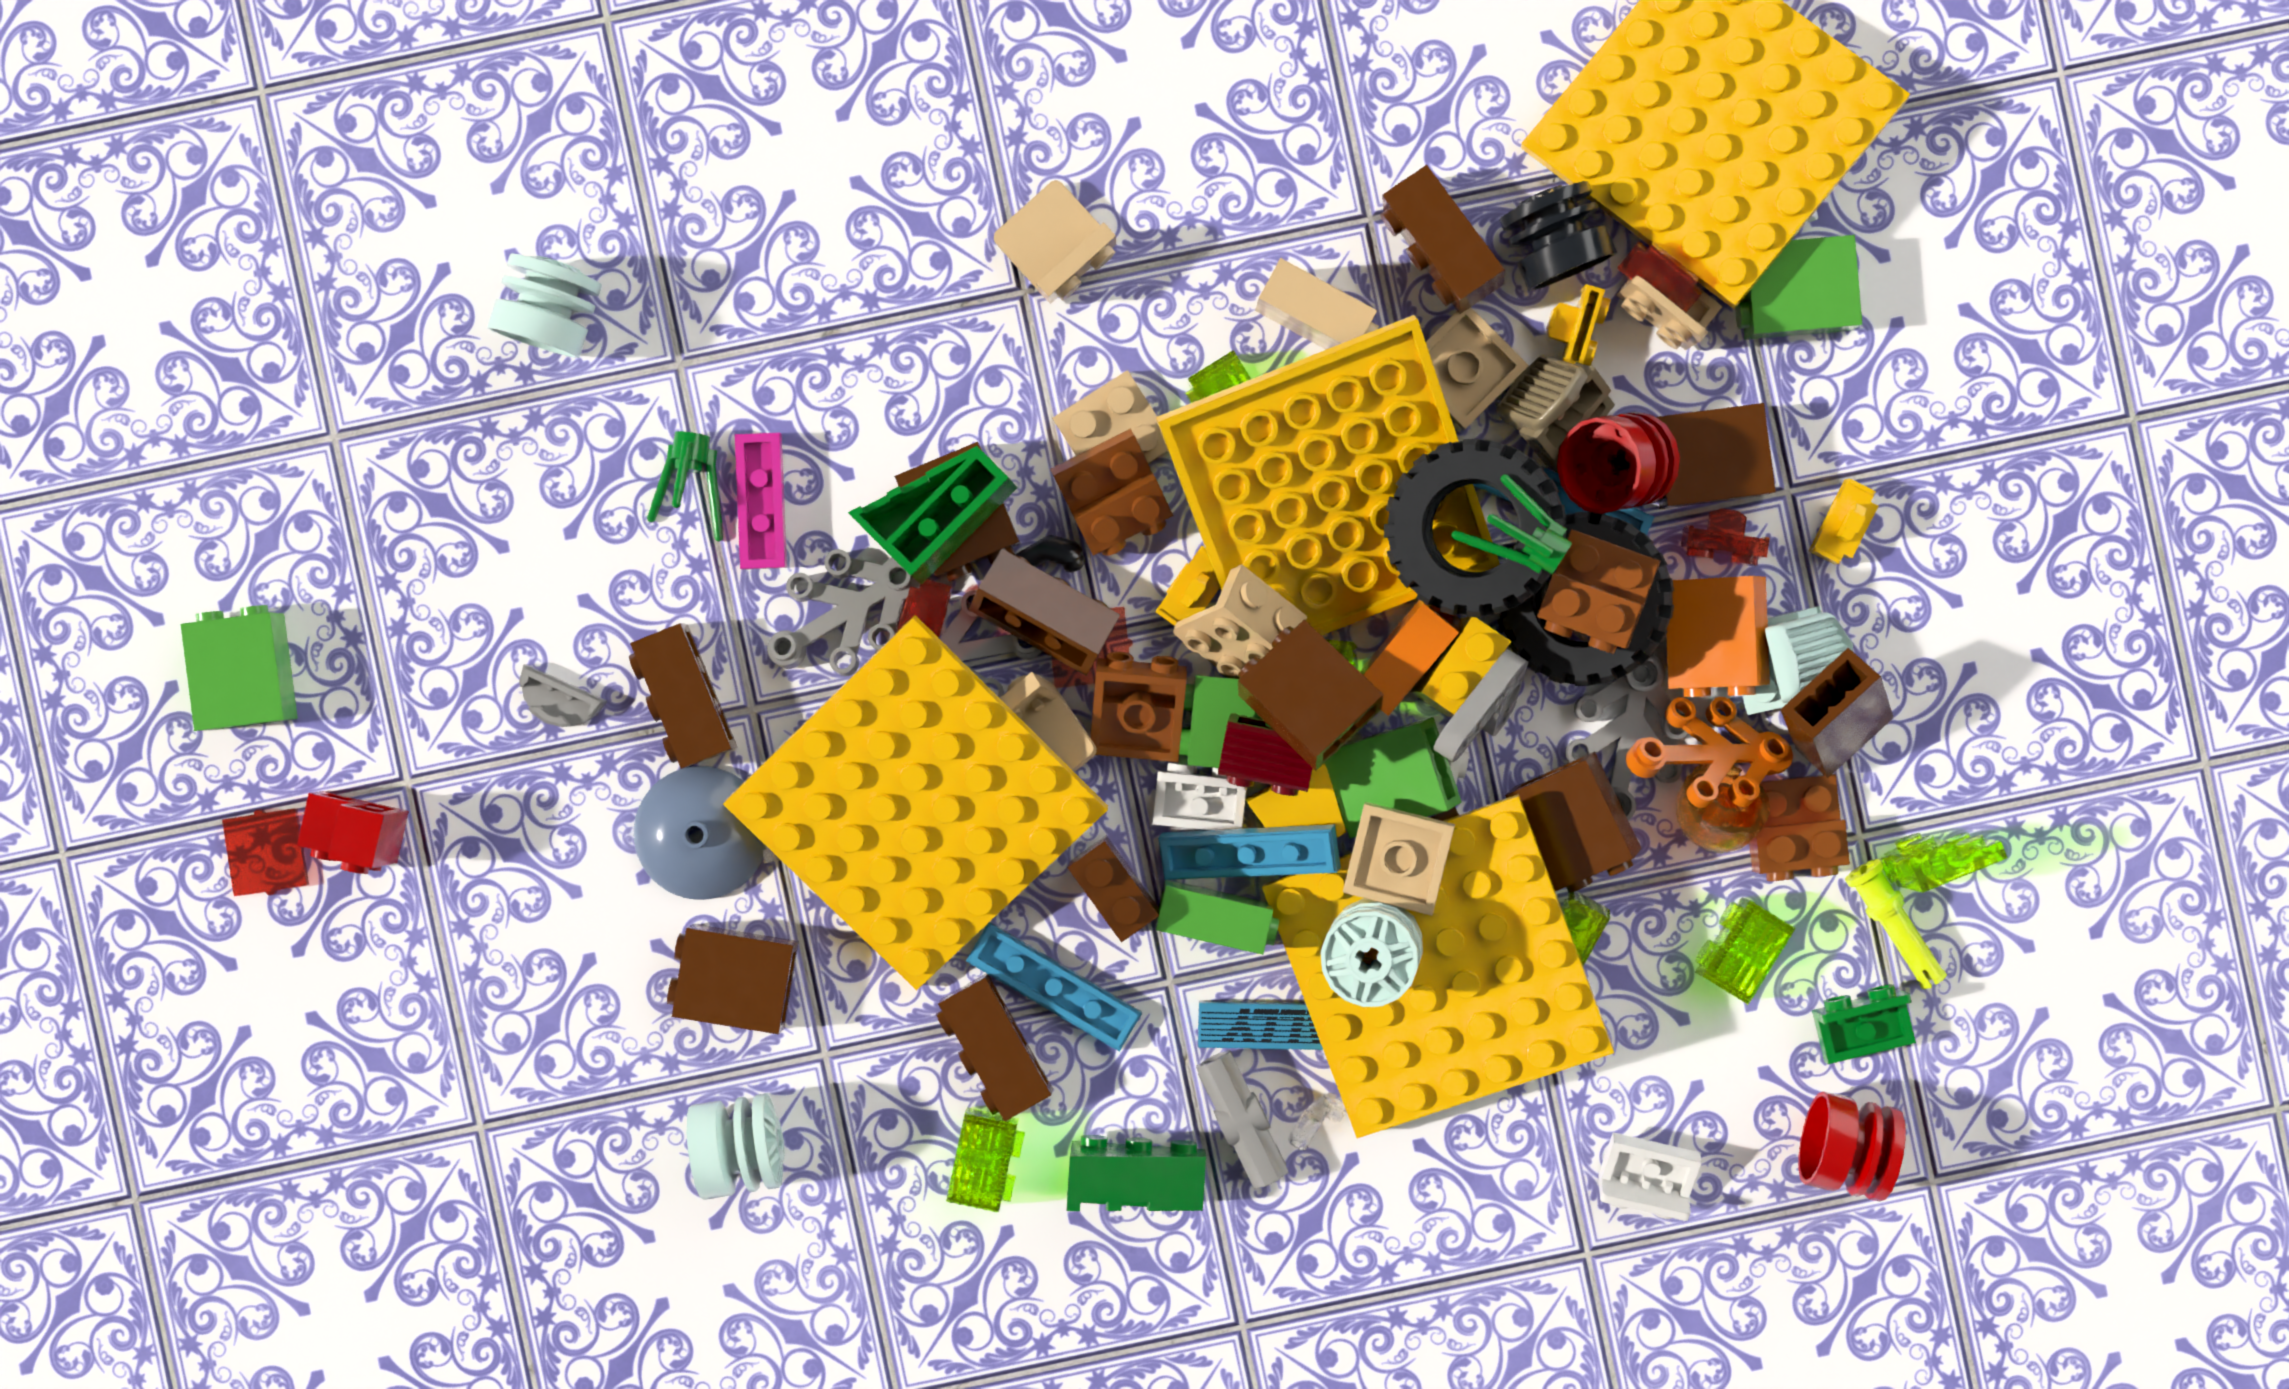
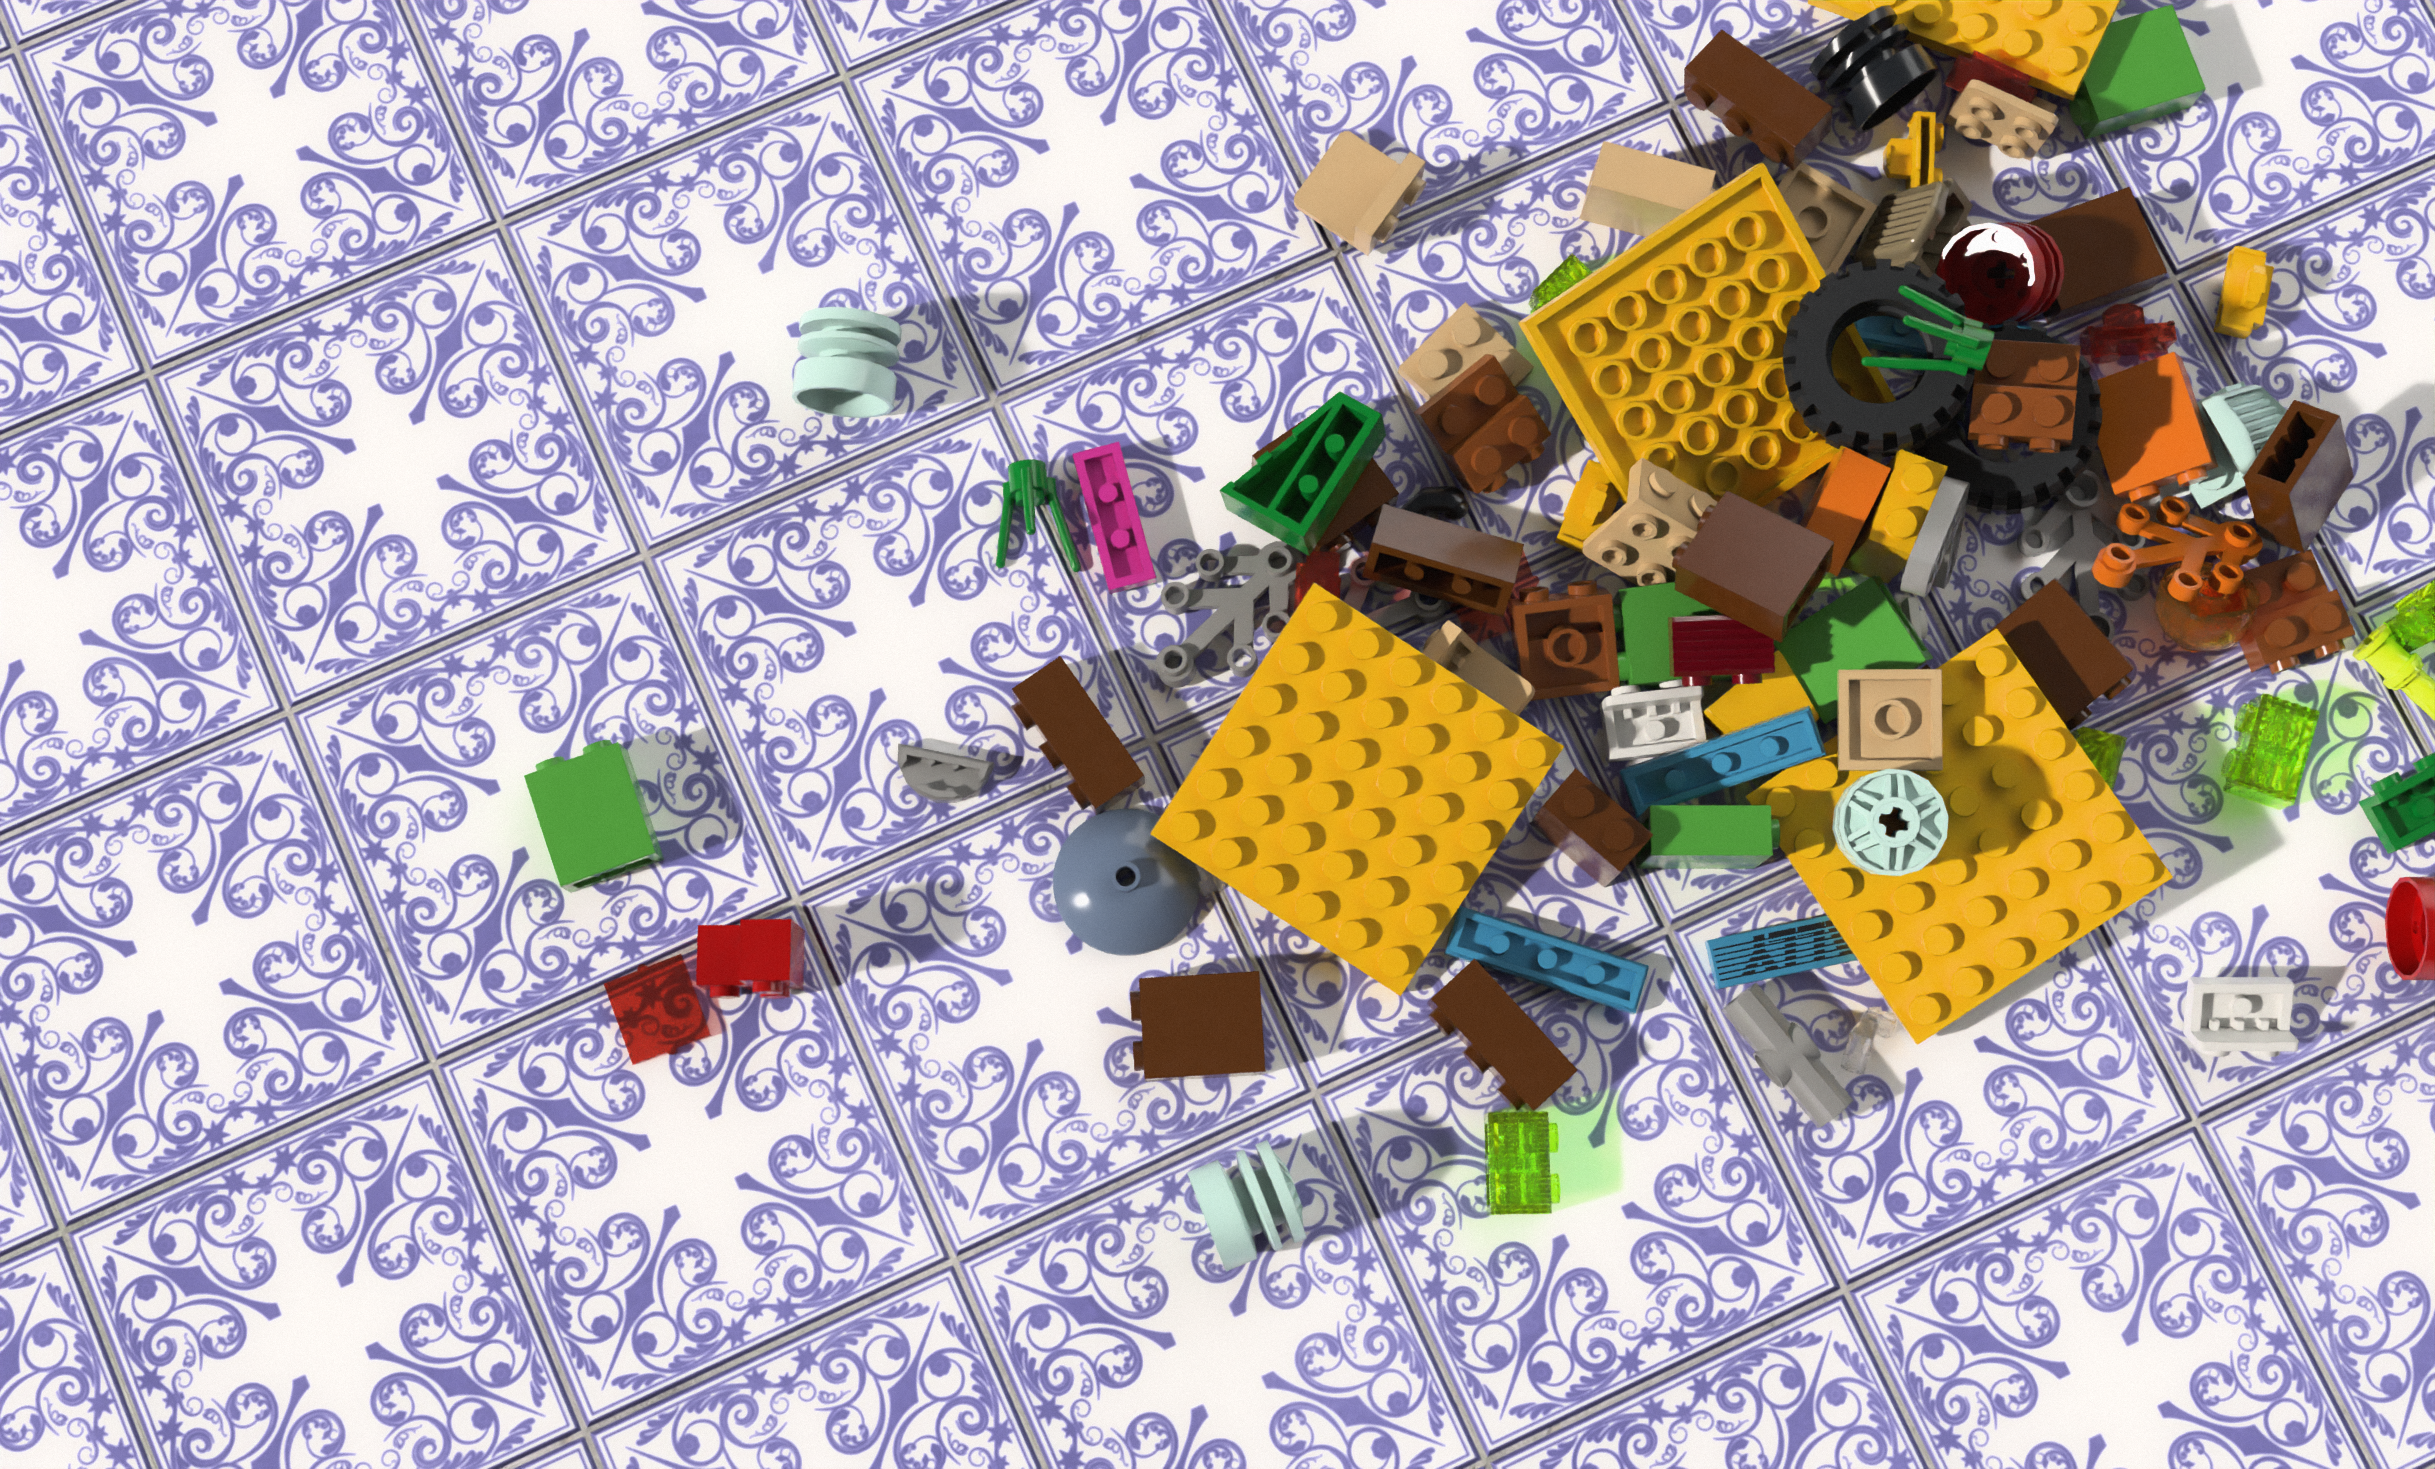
camera: 10 degrees left, 10 degrees down
(1136, 1174) = (1689, 1139): green wedge -> none

